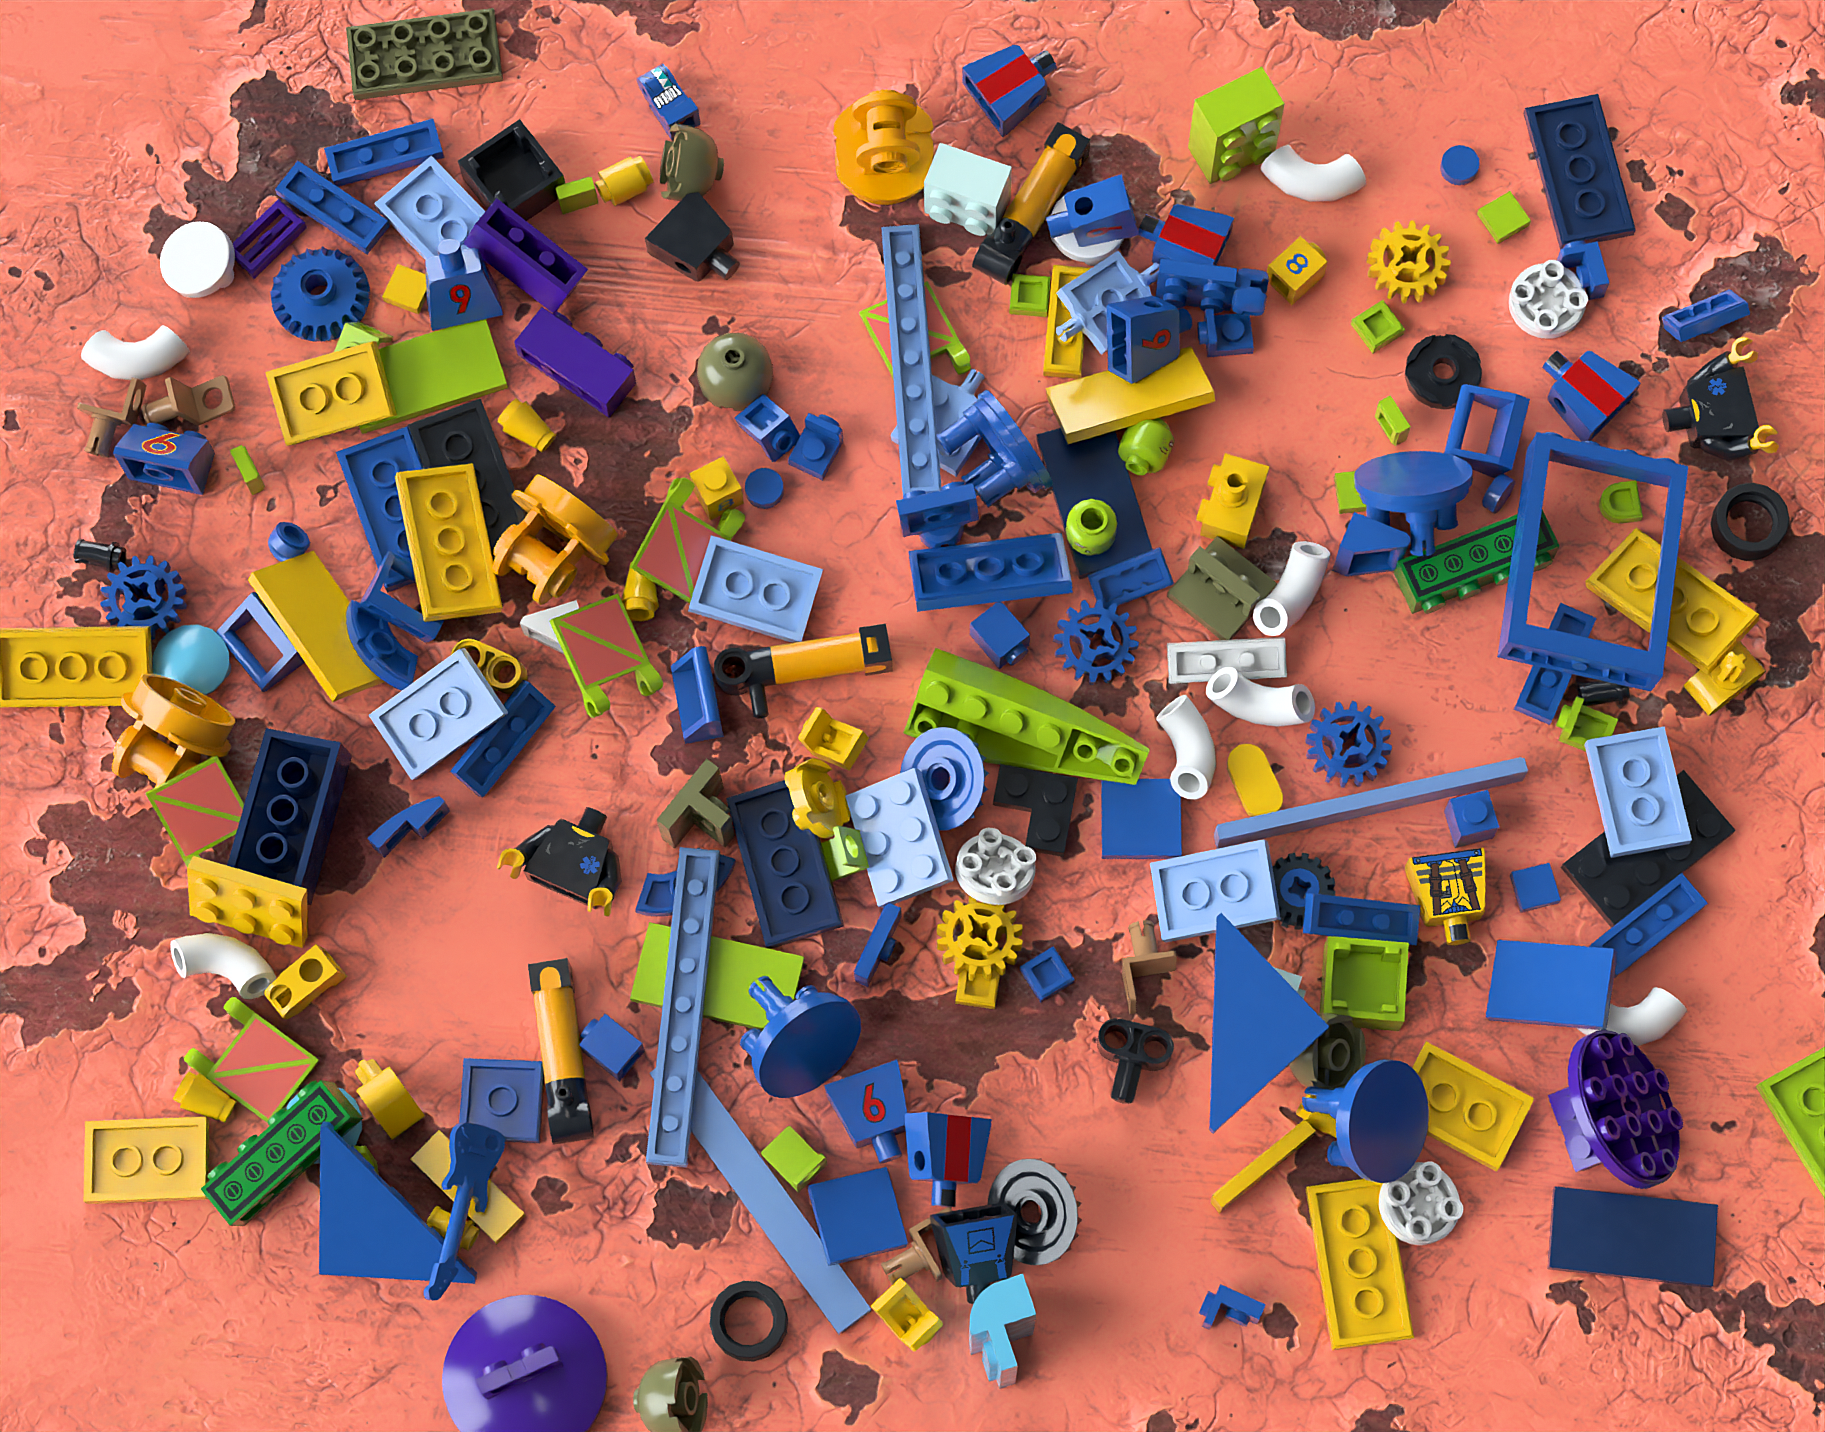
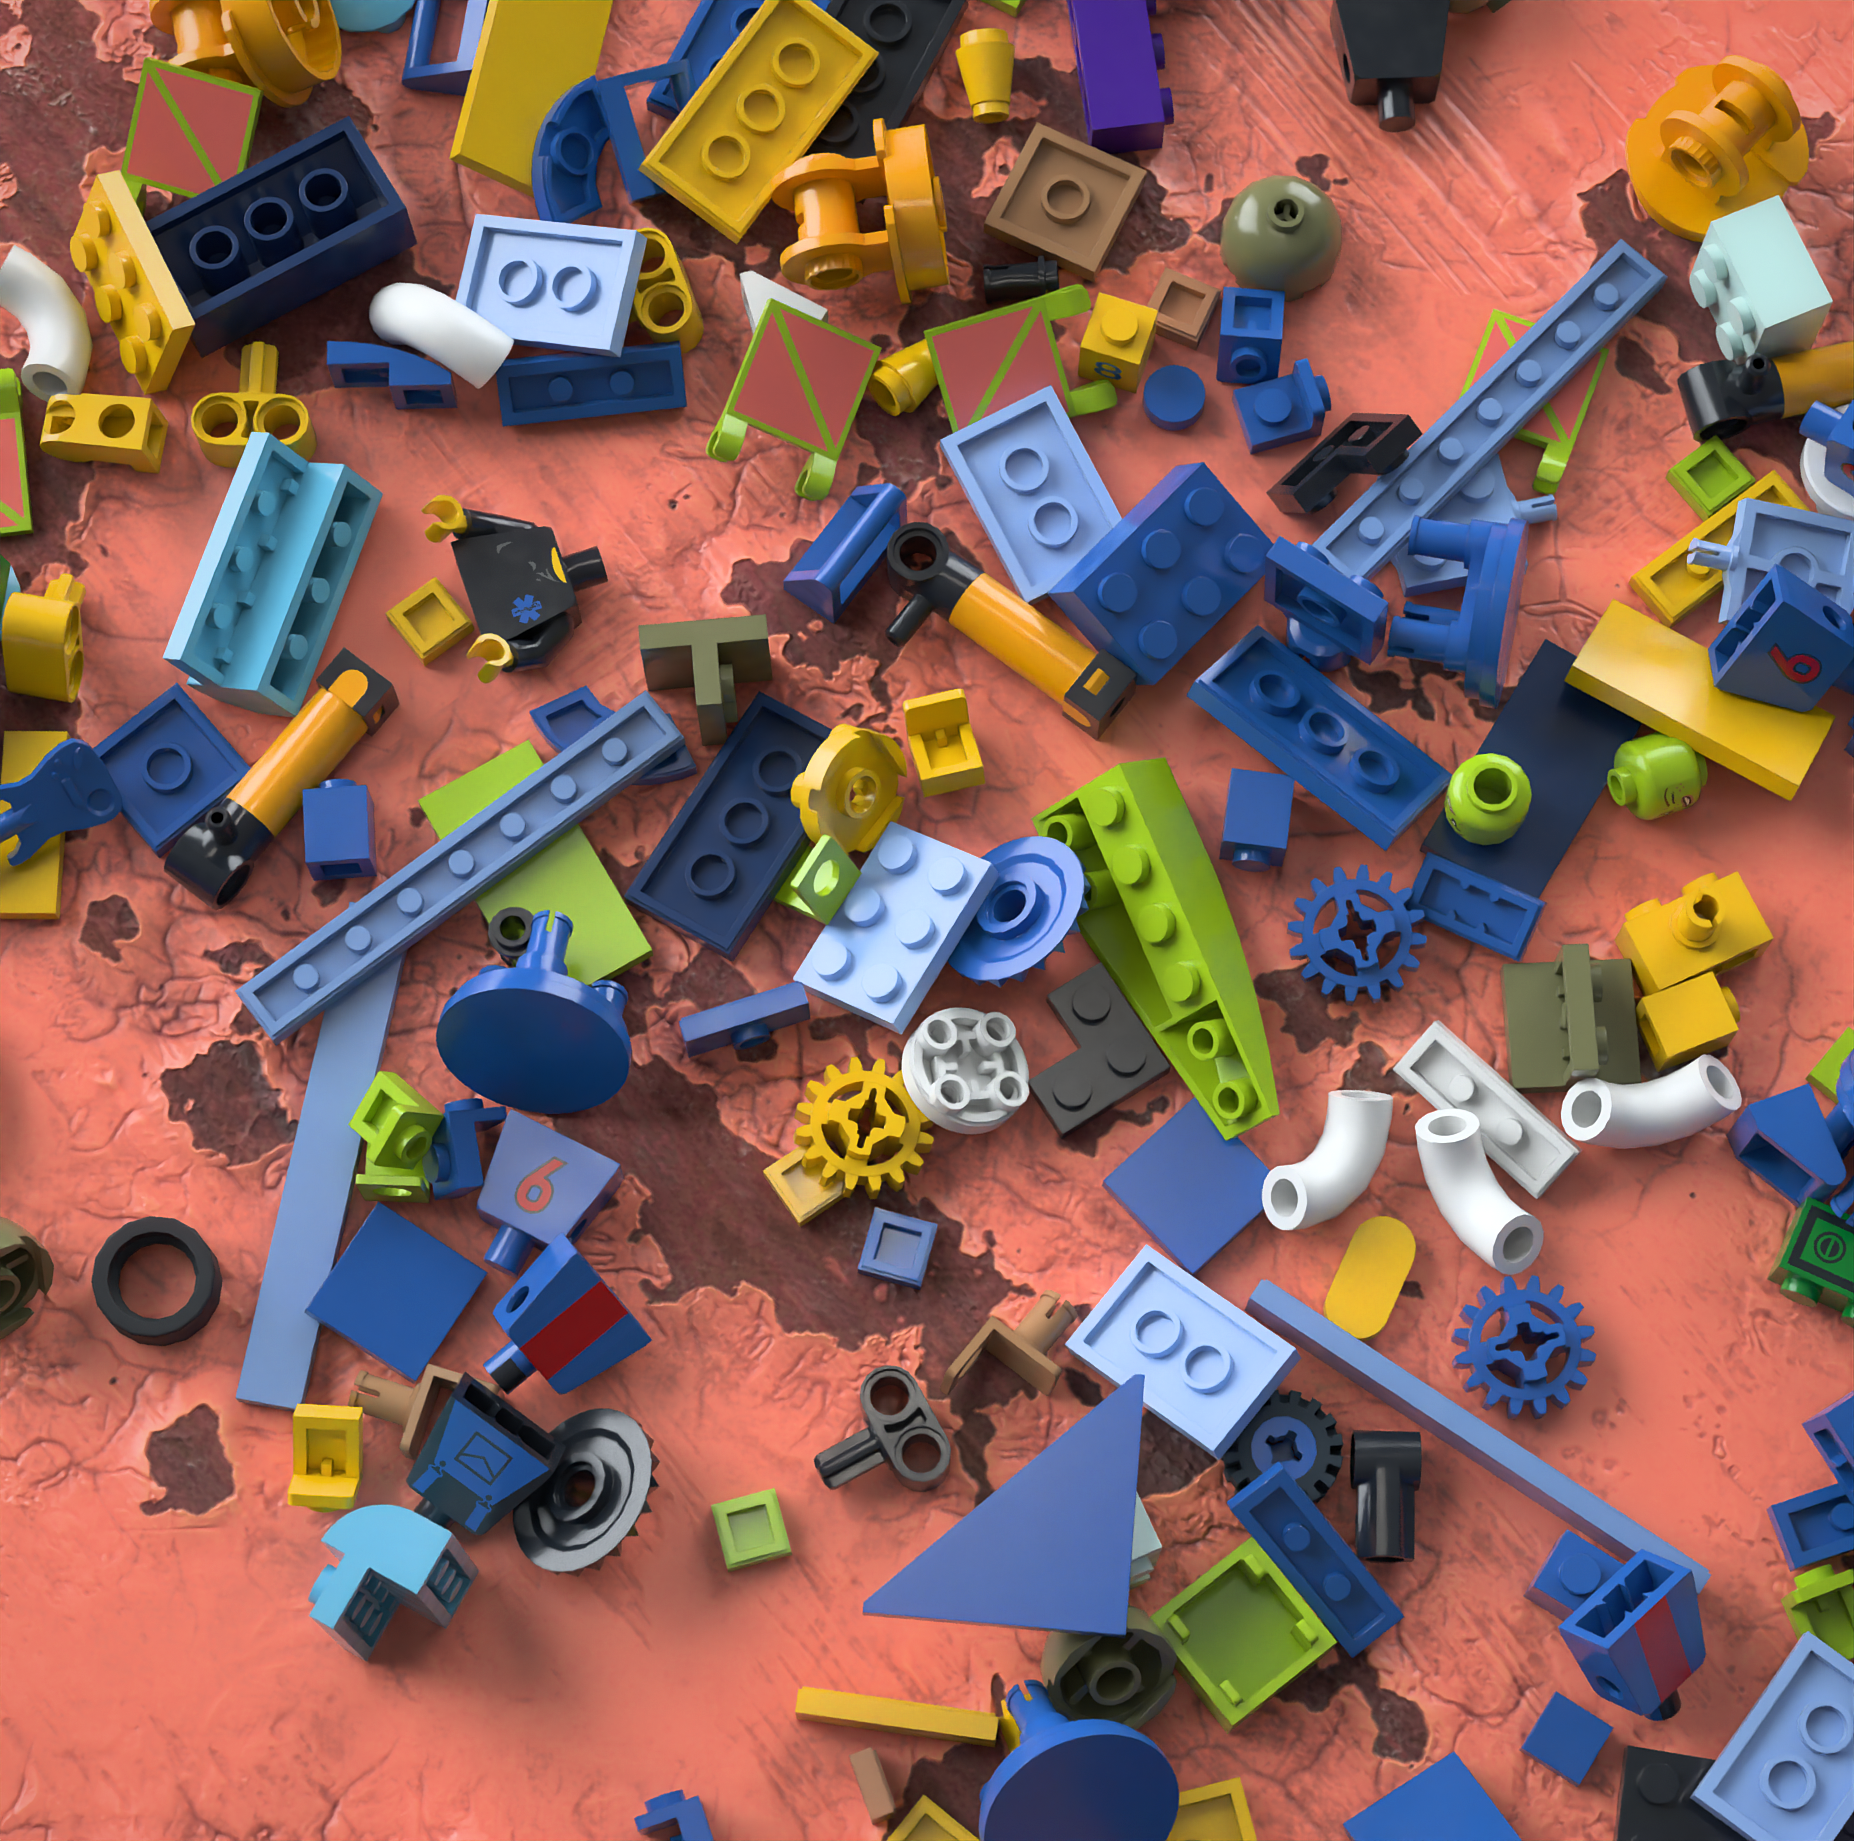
camera: 45 degrees right, 0 degrees up
(365, 904) = (253, 410): none -> yellow beam
(411, 782) = (440, 329): none -> white cylinder
(460, 967) = (272, 578): none -> medium azure brick
(545, 916) = (430, 621): none -> yellow tile
(623, 448) = (1065, 201): none -> medium nougat plate
(643, 503) = (1020, 280): none -> black pin
(724, 442) = (1183, 307): none -> nougat tile
(745, 1000) = (506, 926): none -> black pin
(781, 1142) = (395, 1122): none -> lime bracket
(816, 1128) = (454, 1156): none -> blue bracket
(850, 567) = (1165, 573): none -> blue brick
(866, 433) = (1358, 445): none -> black plate
(1115, 1155) = (751, 1529): none -> lime tile
(1269, 538) = (1687, 1020): none -> yellow brick
(1283, 1205) = (873, 1785): none -> nougat tile
(1349, 855) = (1385, 1476): none -> black piece
(1449, 890) = (1458, 1636): torso -> none
(1523, 811) = (1639, 1636): none -> blue torso

